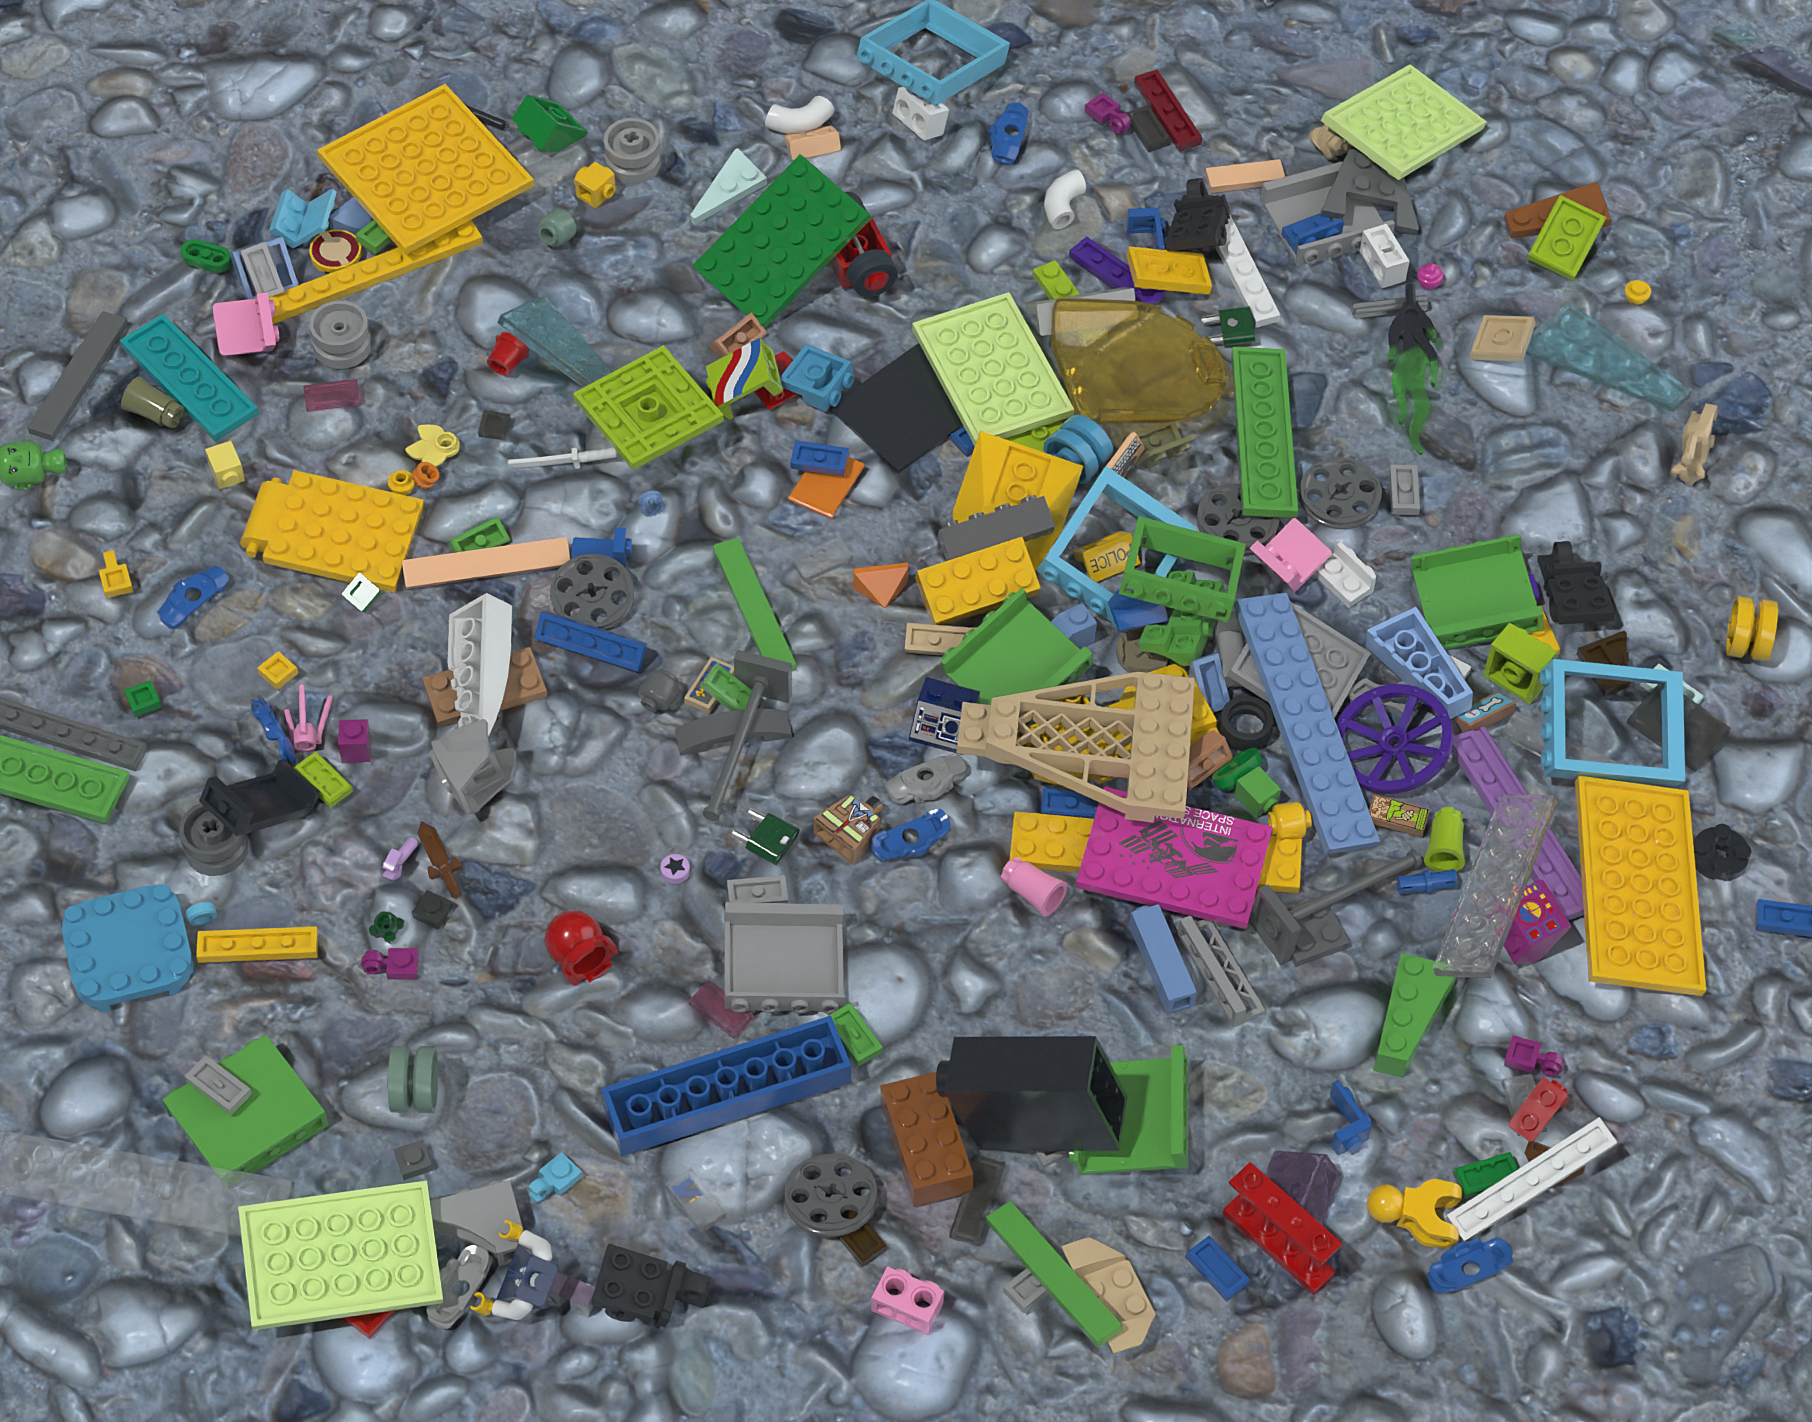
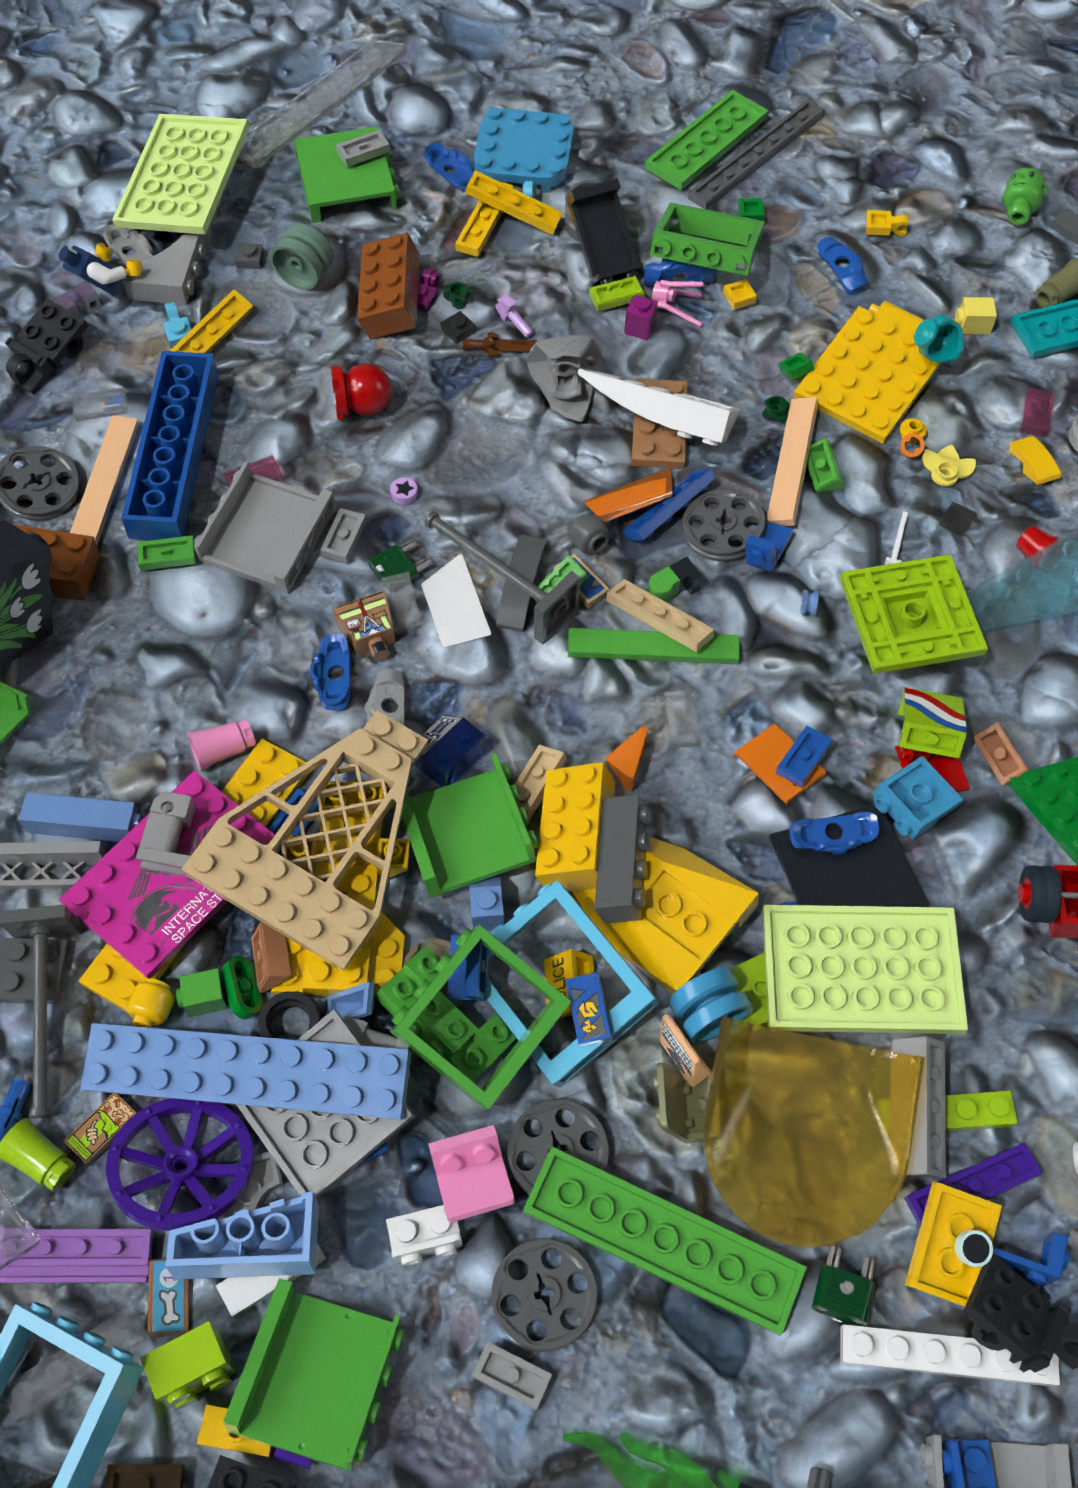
camera: 115 degrees right, 5 degrees up
(183, 717) = (704, 251): none -> bright green window
(196, 995) = (440, 158): none -> blue piece
(234, 913) = (513, 202): none -> yellow plate
(302, 464) = (939, 339): none -> teal hair
(392, 384) = (1036, 460): none -> yellow slope
(416, 980) = (388, 286): none -> dark orange brick
(423, 590) = (776, 408): none -> dark green plate
(549, 1135) = (215, 325): none -> yellow plate
(592, 676) = (632, 496): none -> orange sticker
(679, 611) = (675, 579): none -> leg
(725, 604) = (660, 615): none -> tan plate
(783, 778) = (455, 604): none -> white sticker
(793, 1141) = (105, 477): none -> light nougat tile
(801, 812) = (401, 602): none -> clear plate
(868, 409) = (855, 828): none -> blue piece
(1127, 509) = (589, 1009): none -> tile
(1153, 859) = (162, 833): none -> light grey piece
(1167, 254) = (973, 1248): none -> tile

